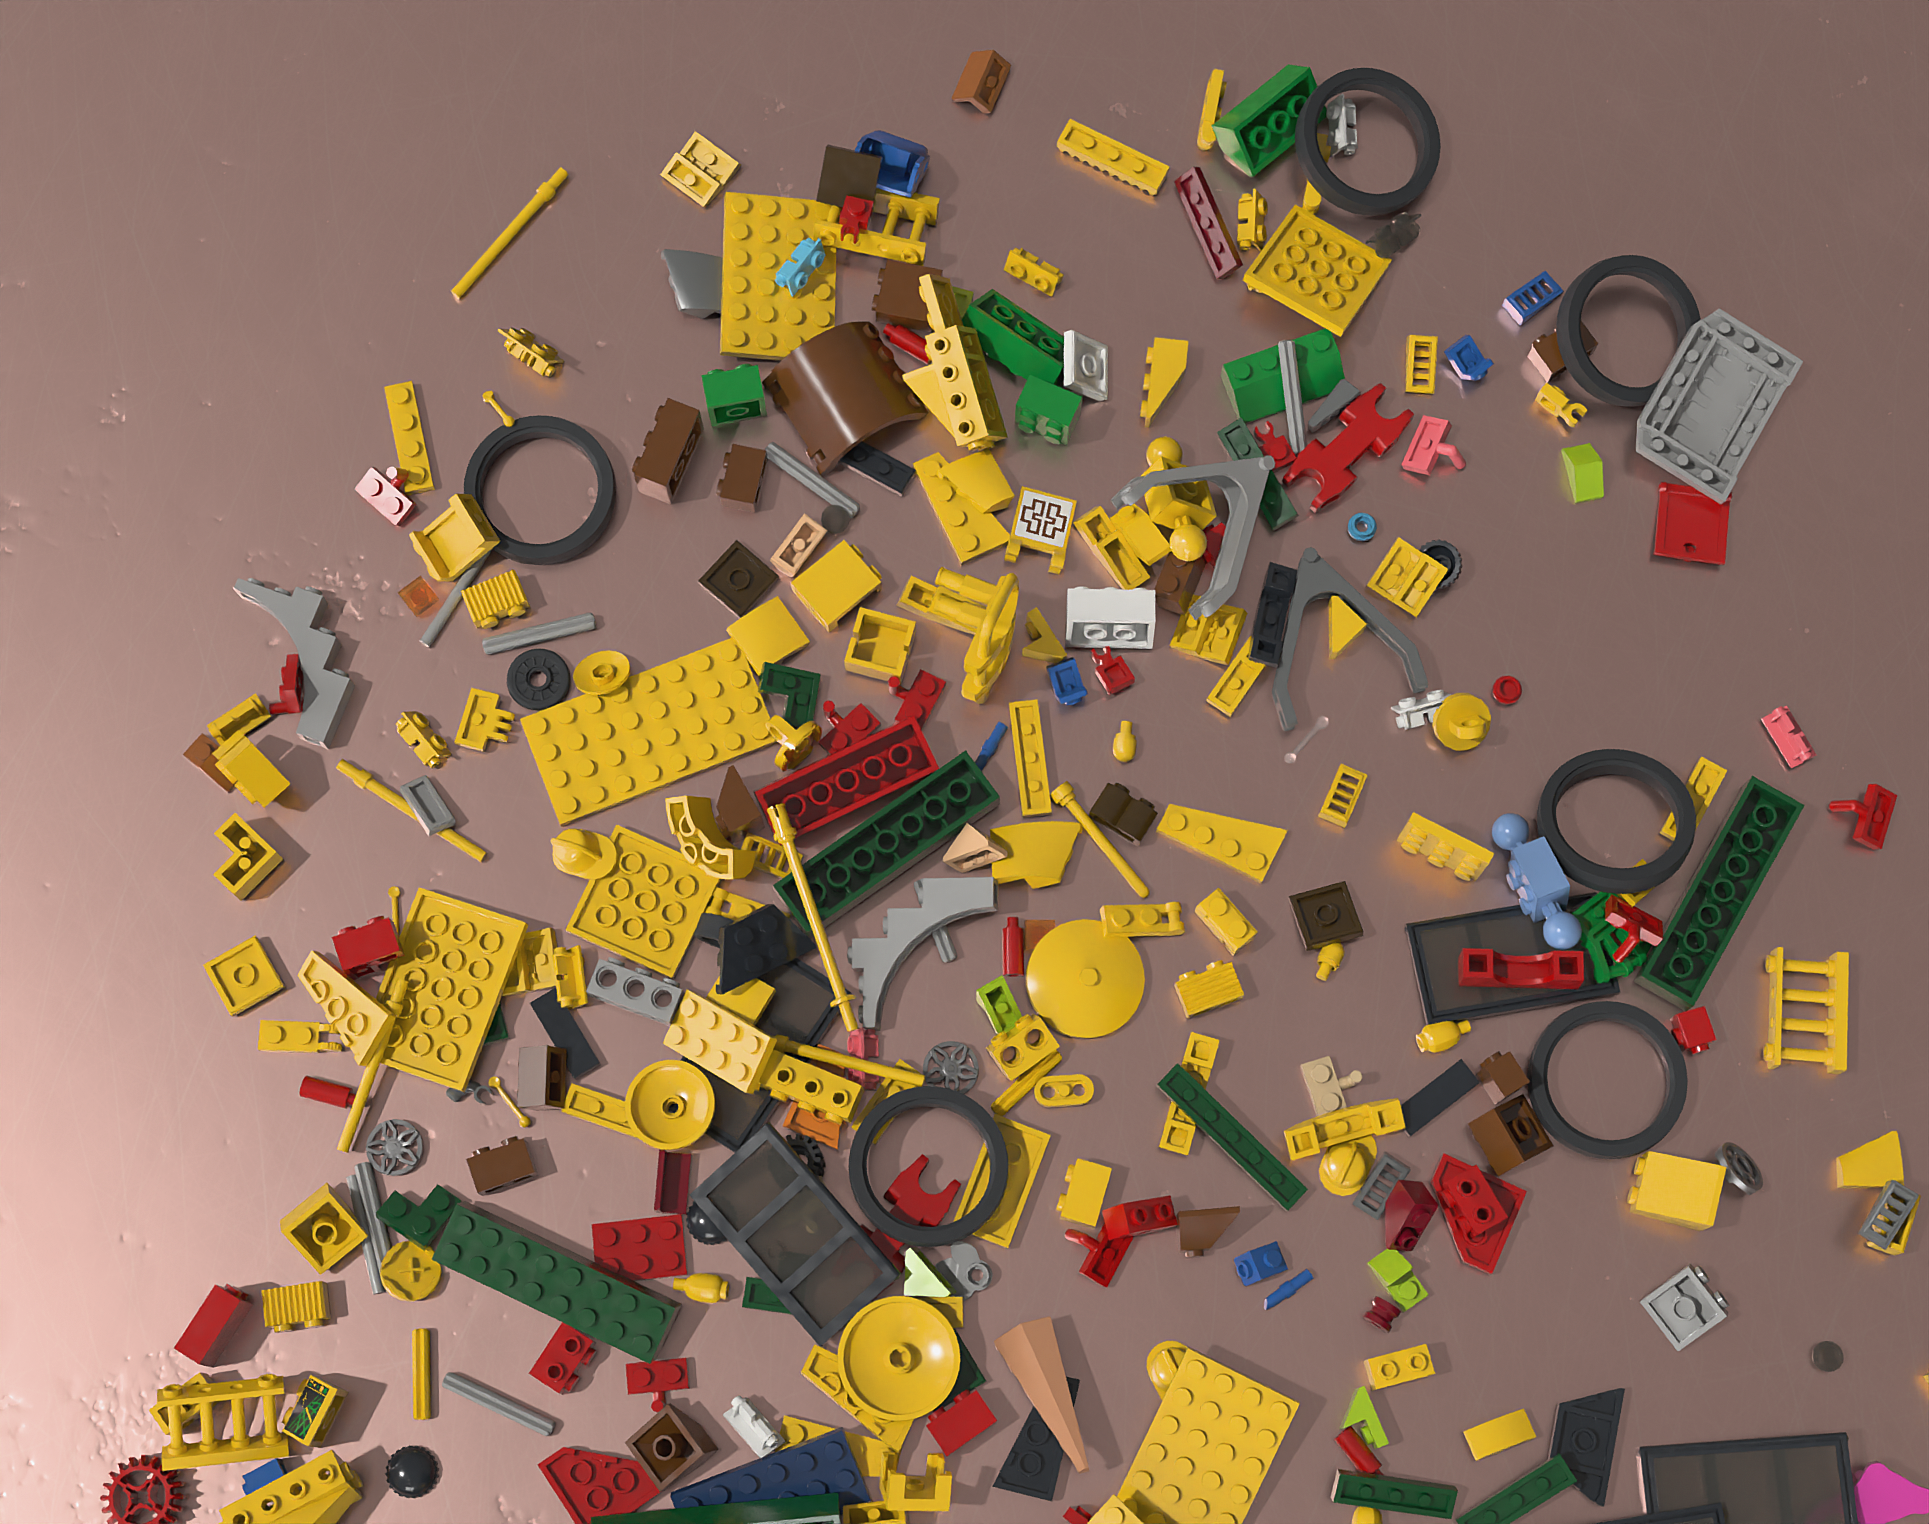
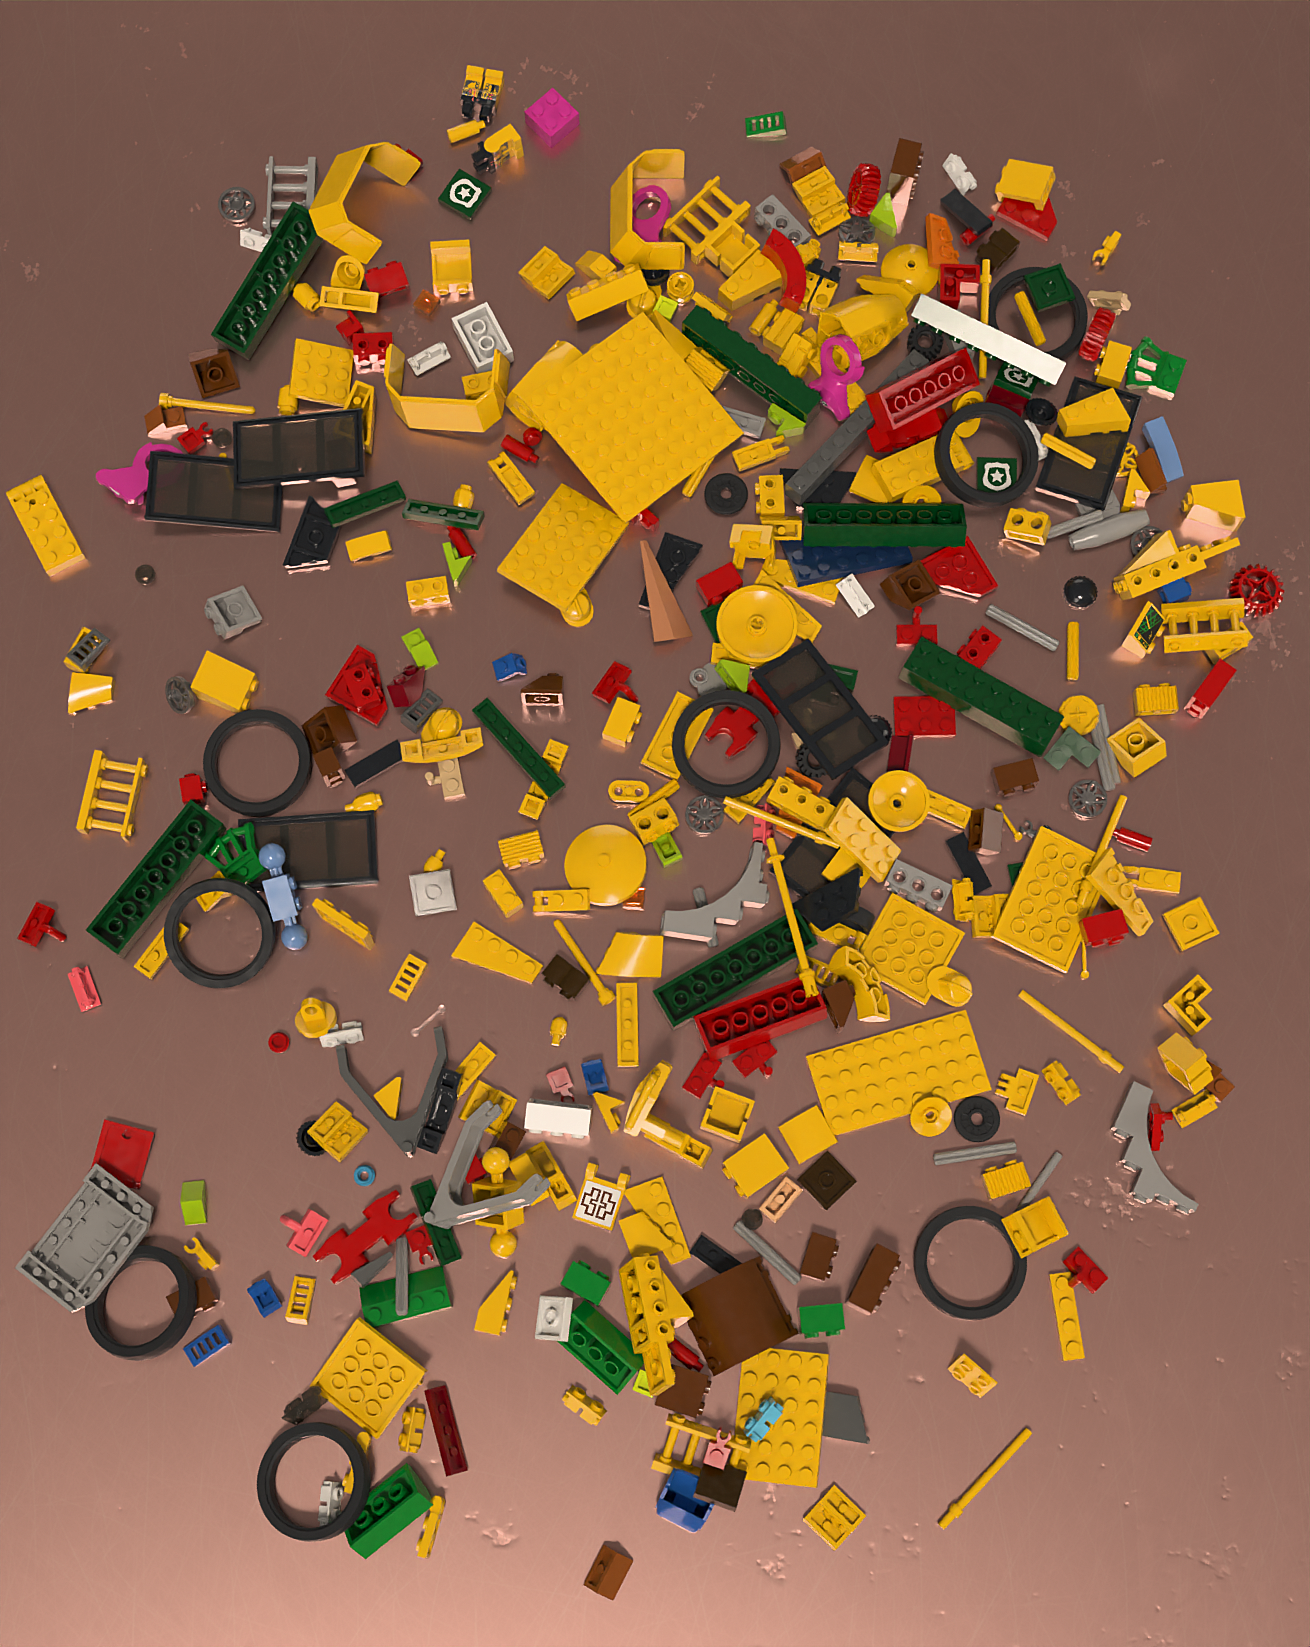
camera: 175 degrees left, 0 degrees up
(418, 596) = (1062, 1189): clear orange plate -> none
(427, 805) = (1059, 1032): light grey tile -> none
(488, 396) = (1005, 1343): yellow hinge -> none
(703, 1287) = (883, 686): yellow plant -> none
(795, 743) = (793, 1046): yellow tile -> none
(797, 688) = (788, 1088): dark green plate -> none
(972, 850) = (673, 961): light nougat slope -> none
(990, 745) = (654, 1037): blue piece -> none
(1013, 948) = (653, 891): red cylinder -> none
(1112, 157) = (512, 1494): yellow gear -> none
(1139, 1217) = (587, 699): red brick -> none
(1287, 1289) = (493, 650): blue piece -> none
(1381, 1314) = (434, 626): dark red wheel -> none
(1544, 971) = (304, 837): red arch -> none
(1636, 922) = (219, 860): red plate -> none

